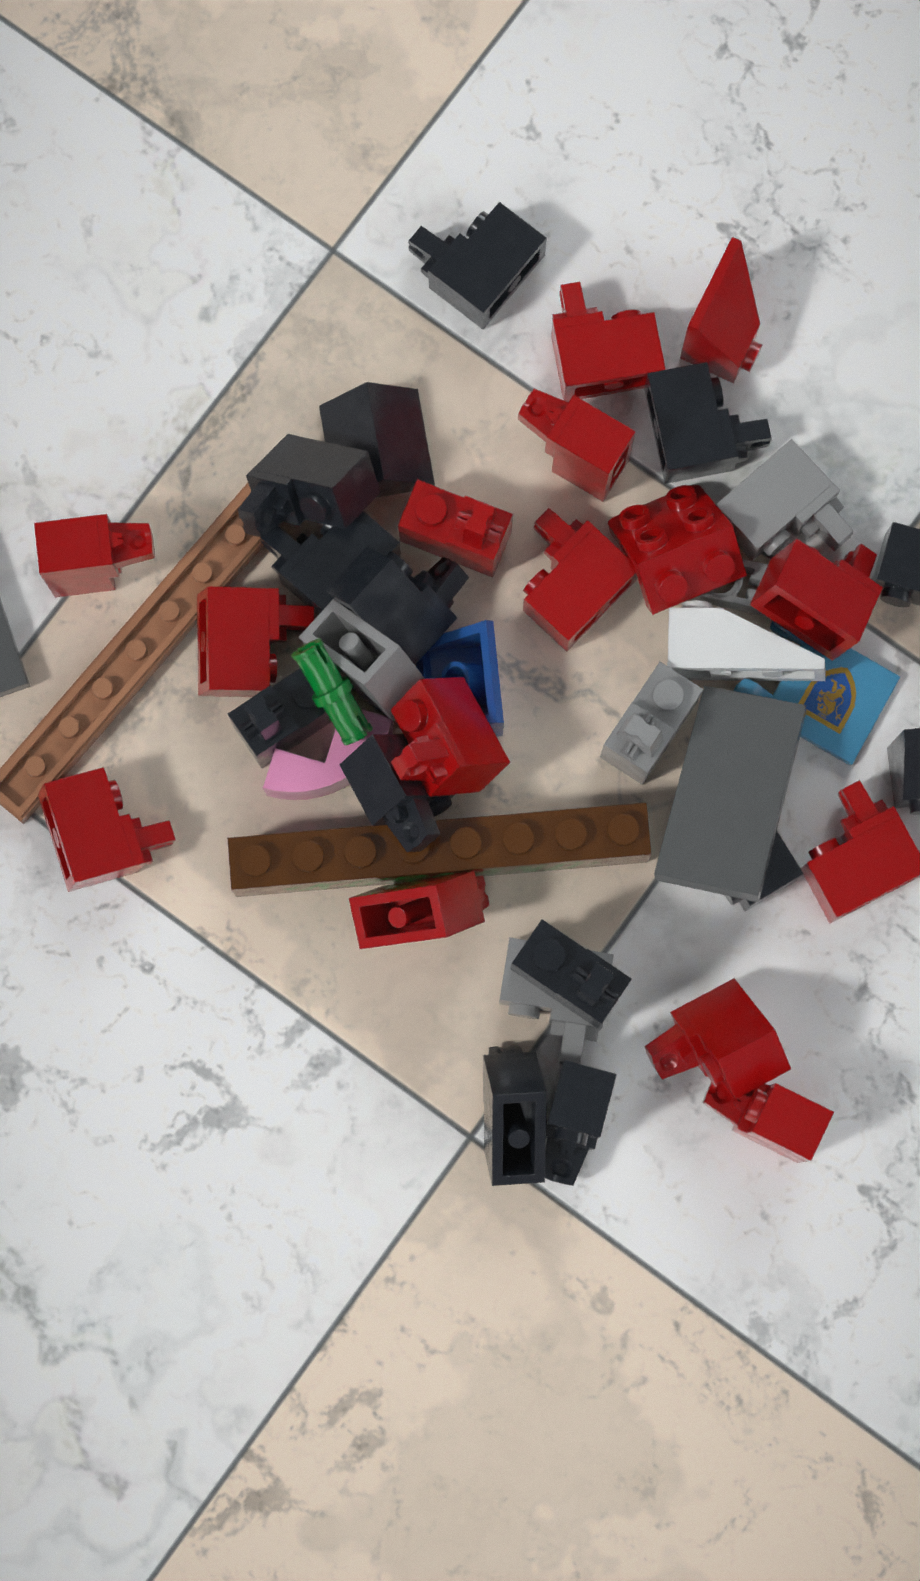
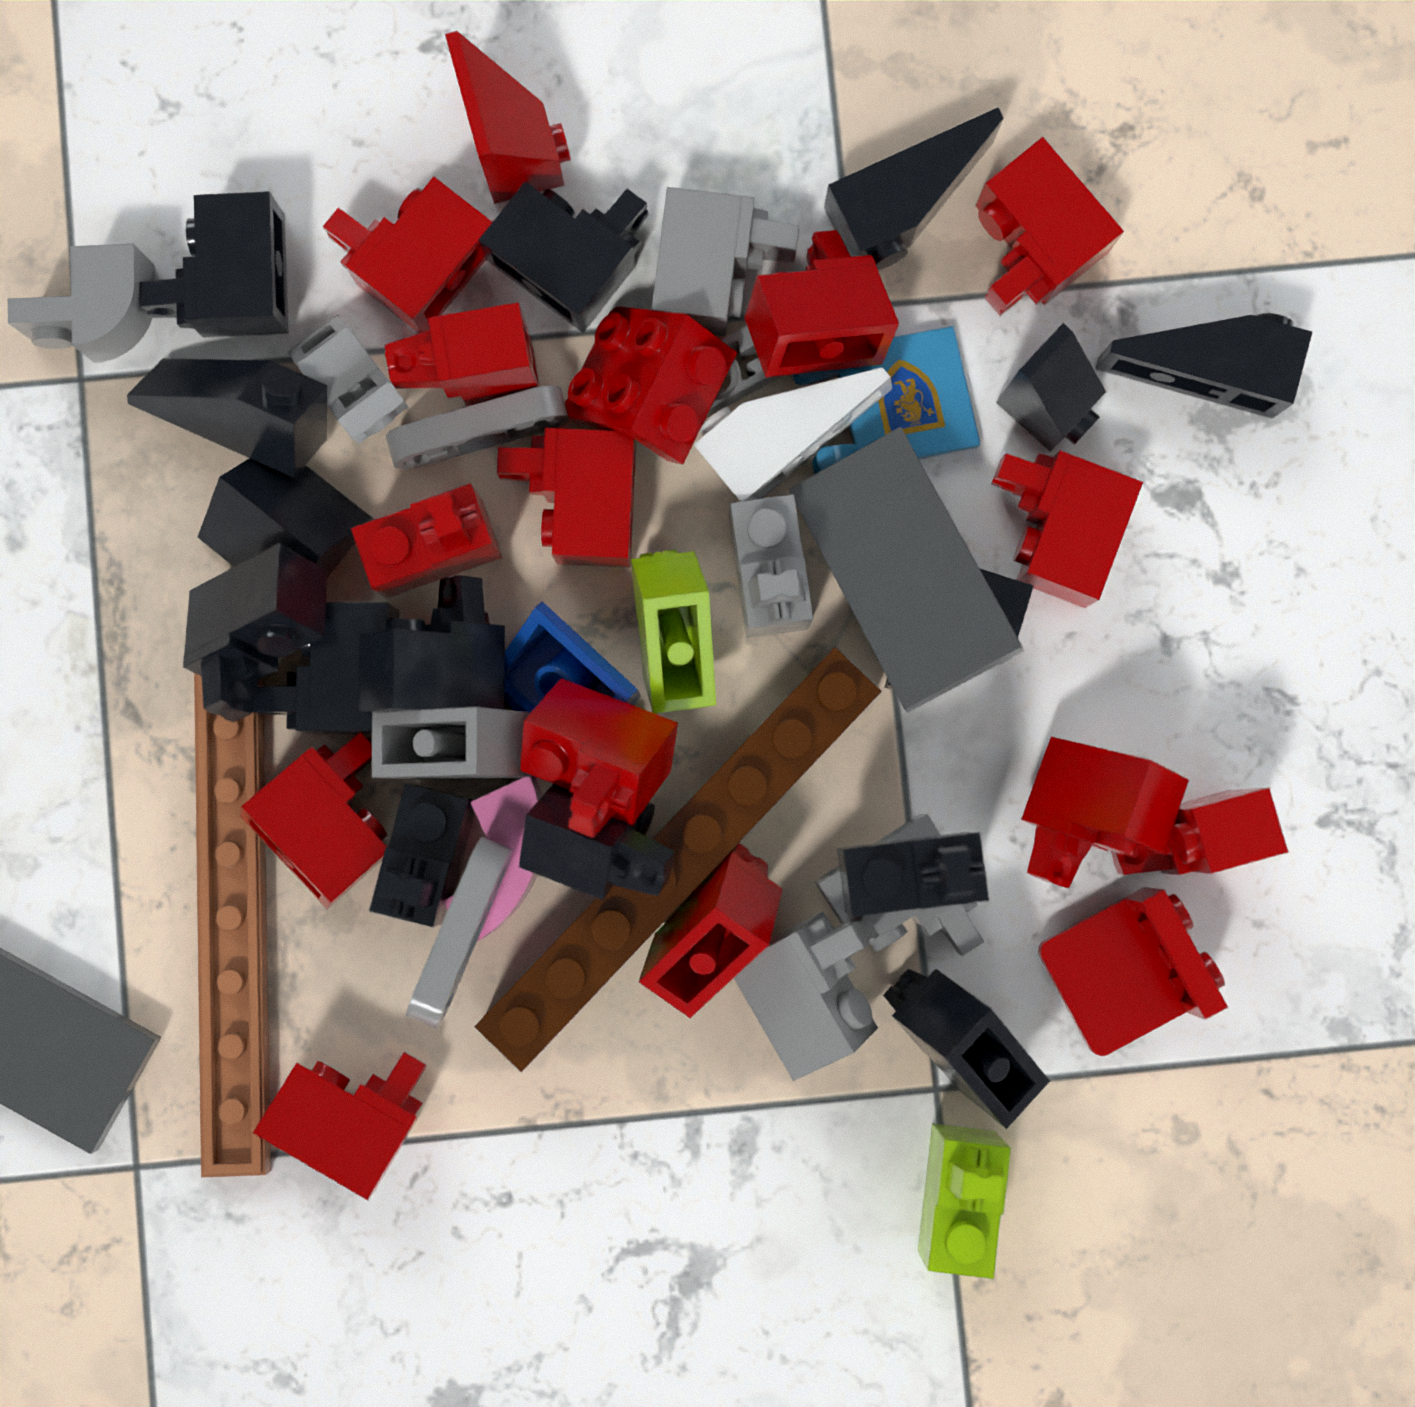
camera: 45 degrees left, 5 degrees up
(88, 552) = (95, 874): red hinge -> none
(269, 773) = (459, 932): none -> light grey beam
(332, 691) = (450, 804): green pin -> none
(384, 224) = (103, 309): none -> light grey brick
(415, 350) = (241, 406): none -> black slope
(426, 1210) = (963, 1200): none -> lime hinge
(442, 998) = (806, 996): none -> light grey hinge
(494, 389) = (356, 386): none -> light grey brick
(547, 485) = (477, 427): none -> light grey beam
(557, 709) = (674, 630): none -> lime hinge
(575, 1119) = (1025, 992): black hinge -> none
(654, 1165) = (1131, 970): none -> red bracket

